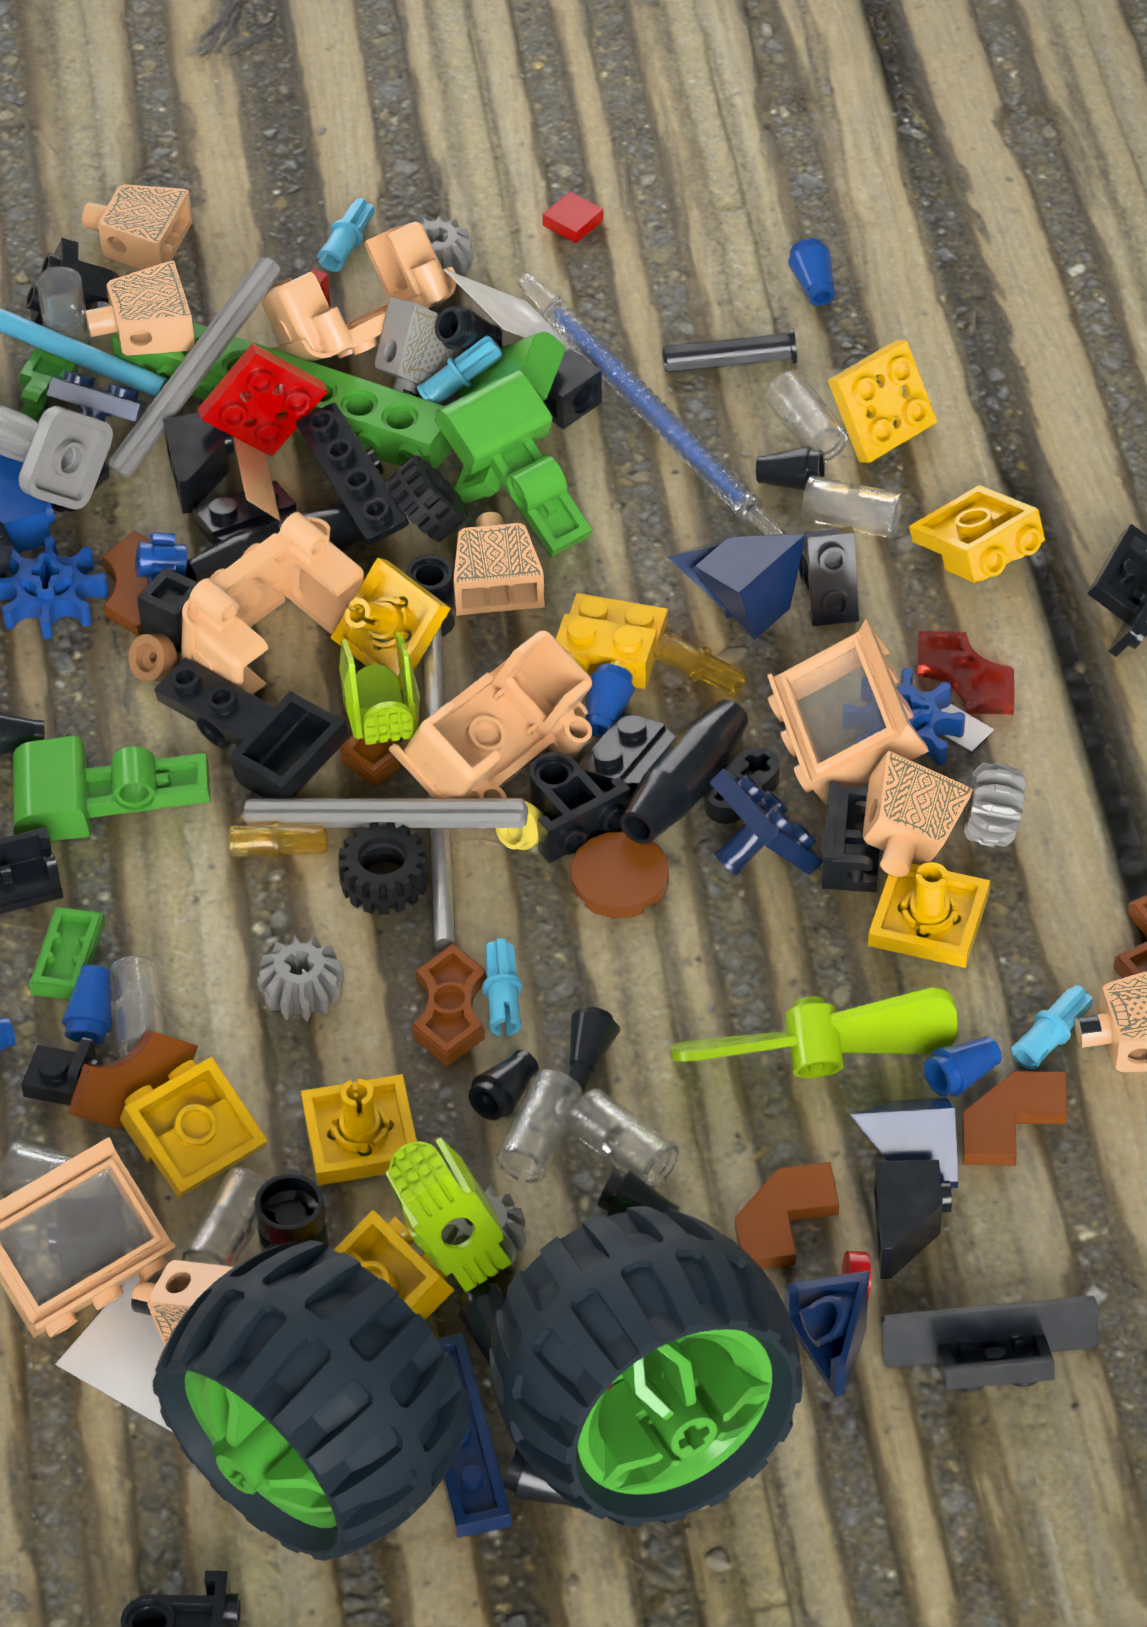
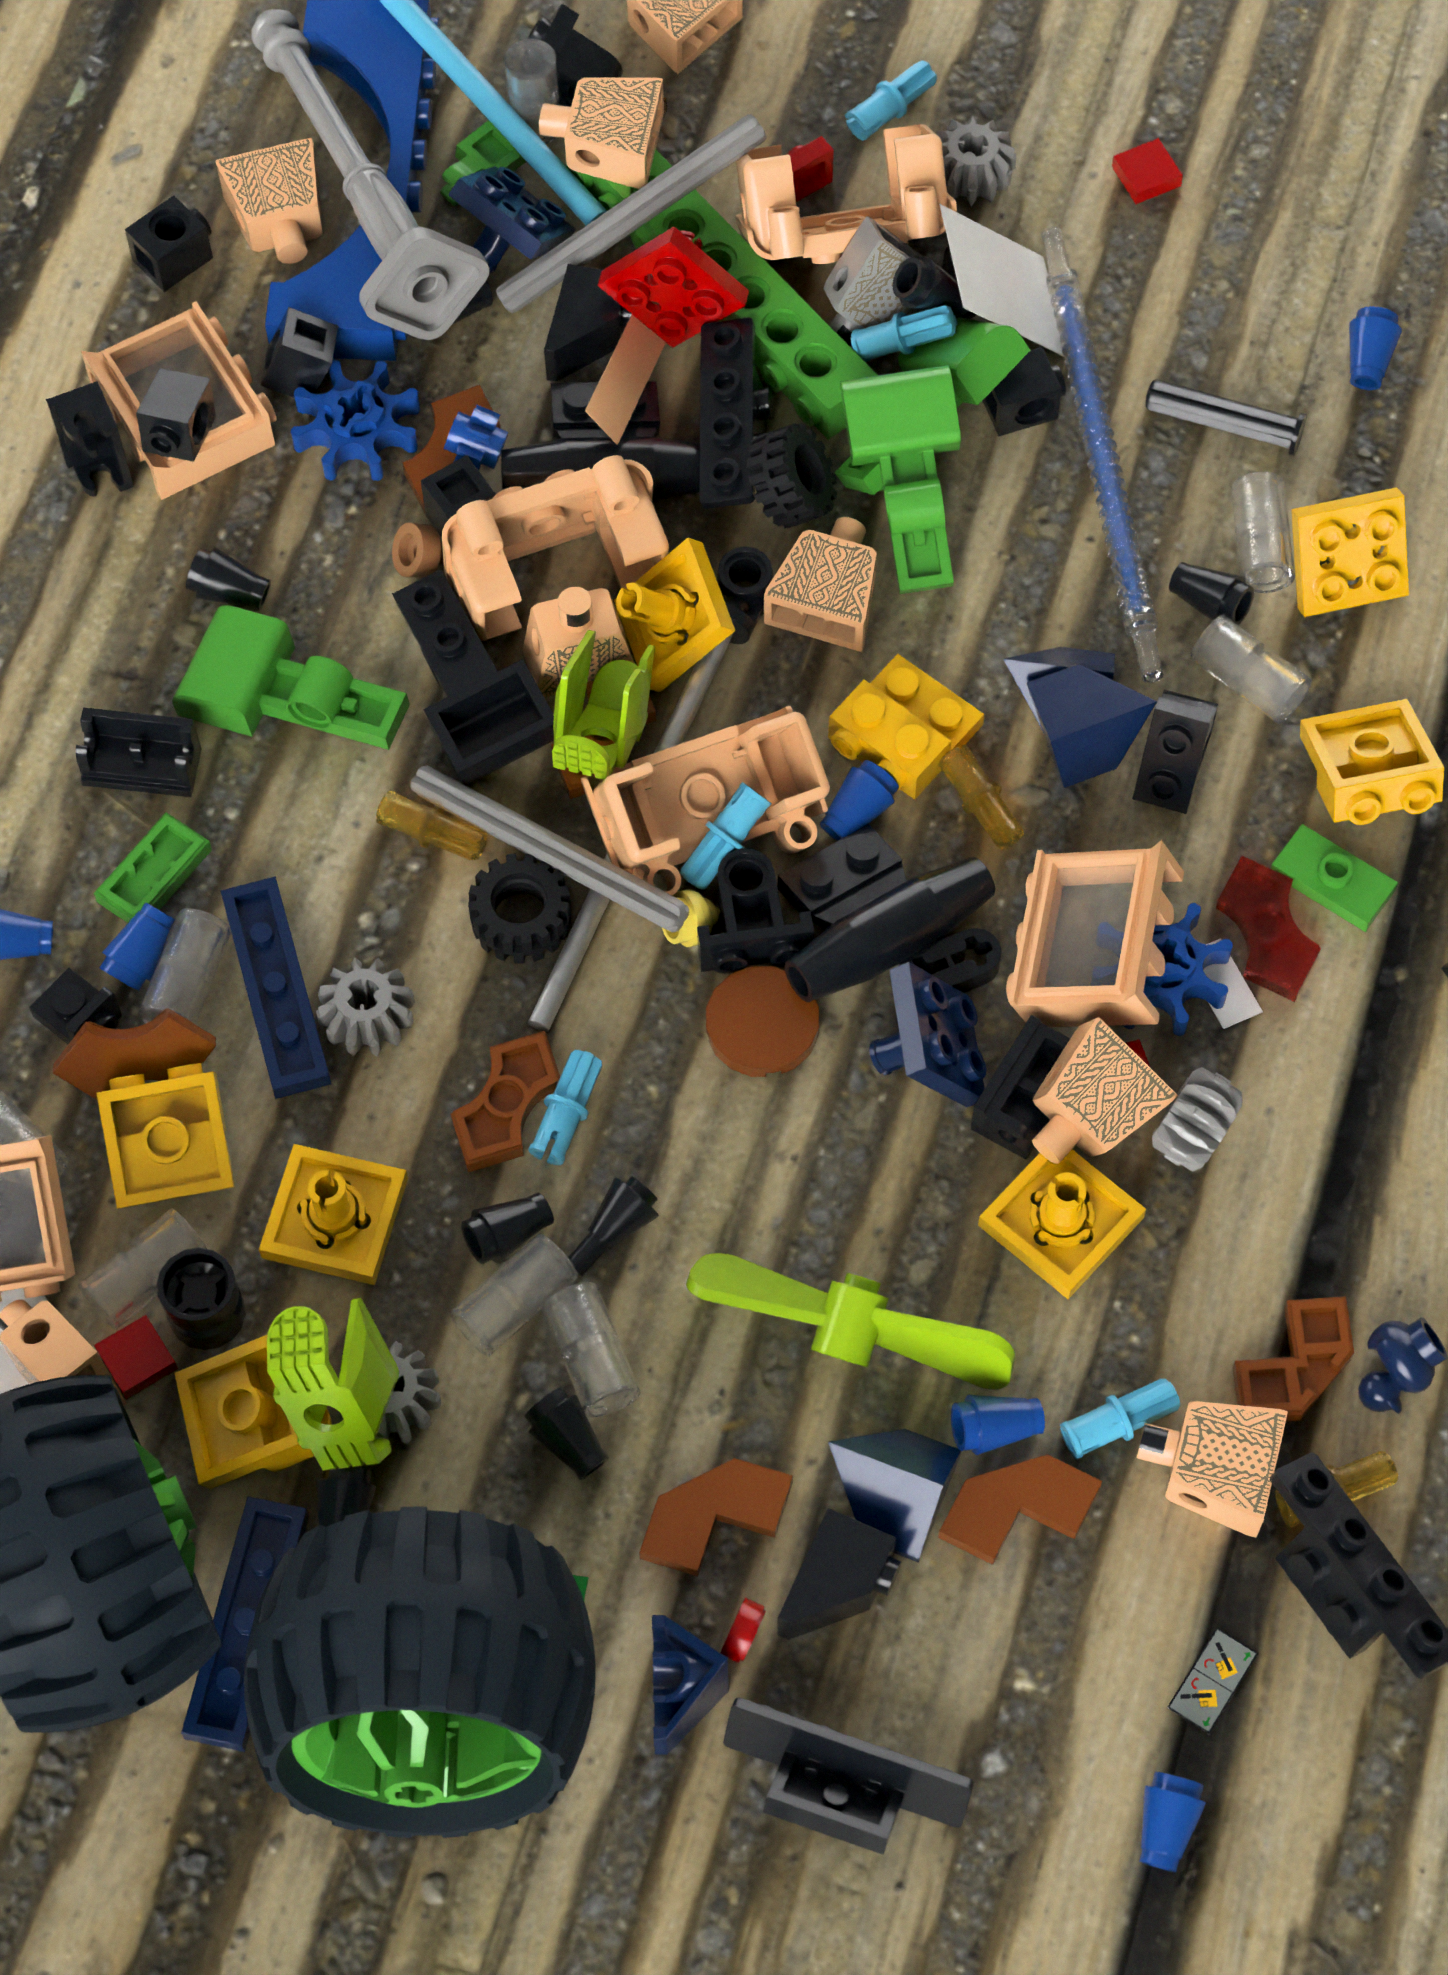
camera: 25 degrees right, 15 degrees up
(219, 995) = (275, 988): none -> dark blue plate
(312, 661) = (559, 627): none -> light nougat torso
(522, 749) = (724, 835): none -> medium azure axle
(995, 621) = (1334, 877): none -> bright green plate

